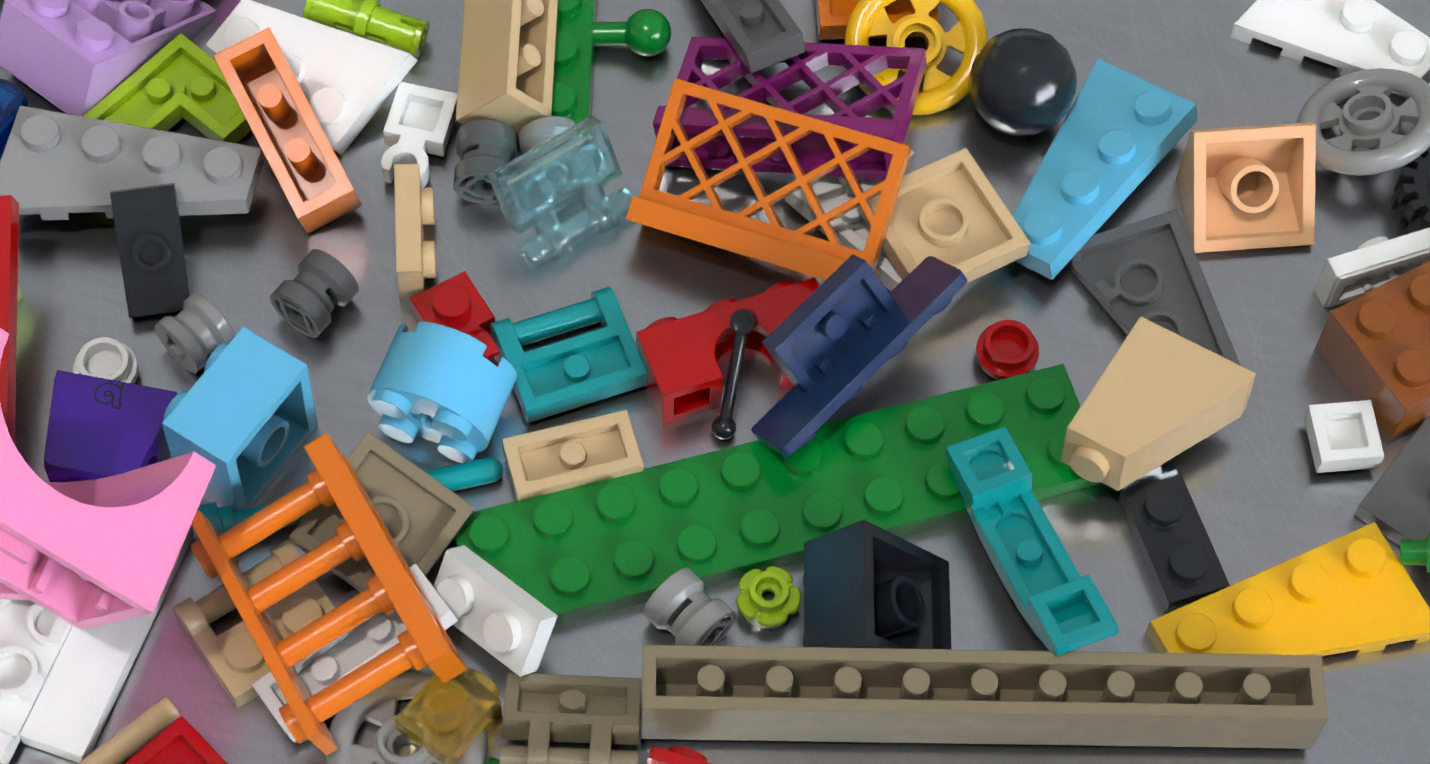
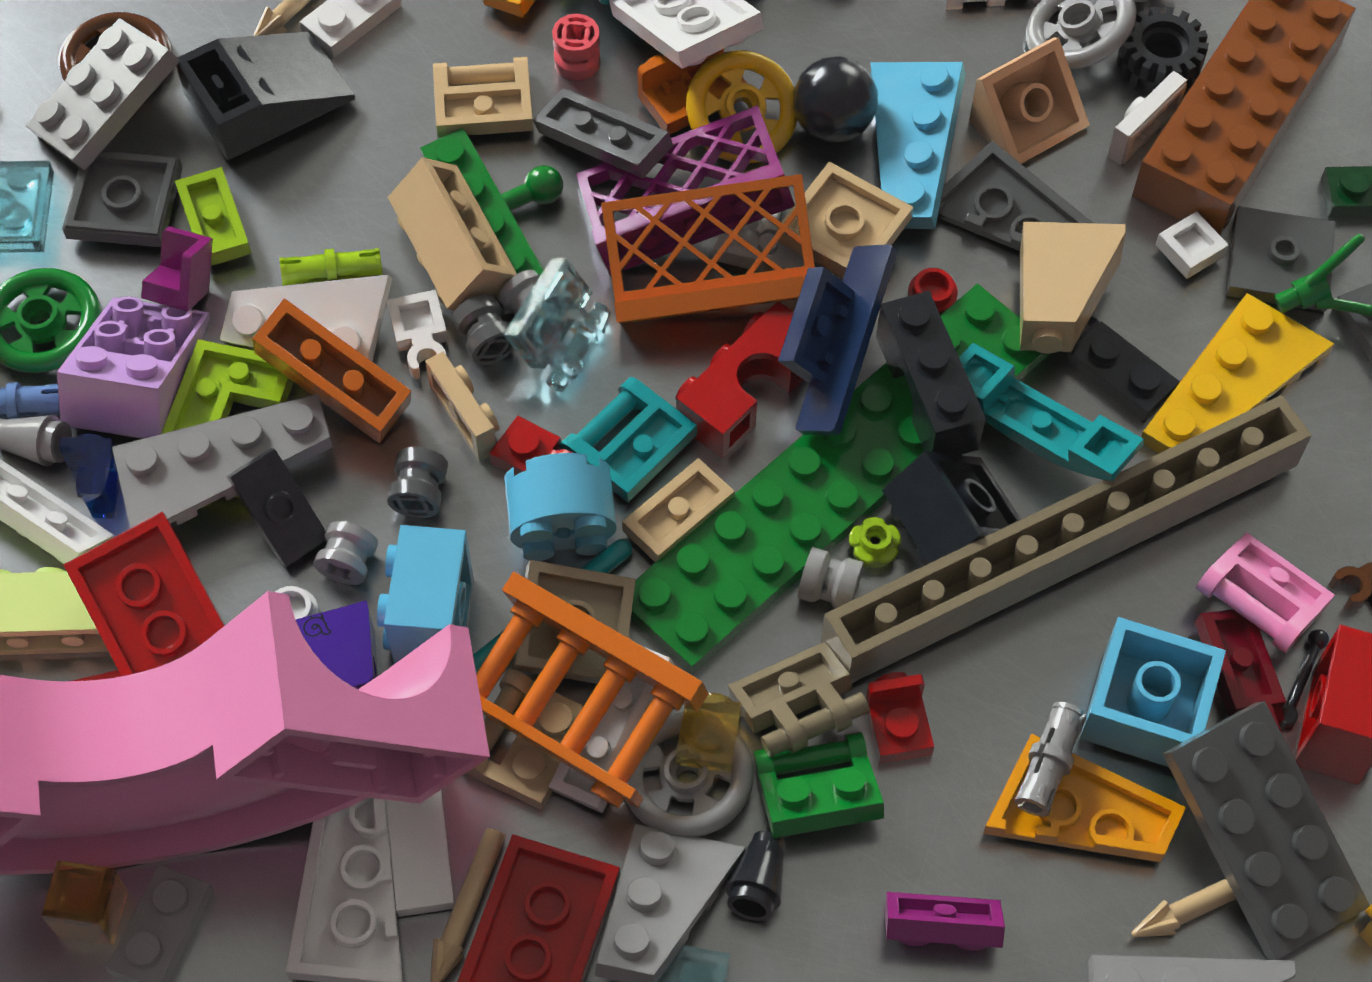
camera: 25 degrees left, 0 degrees up
(494, 610) = (697, 643): white plate -> none
(742, 323) = (750, 355): black hinge -> none
(928, 440) = (920, 348): none -> black arch

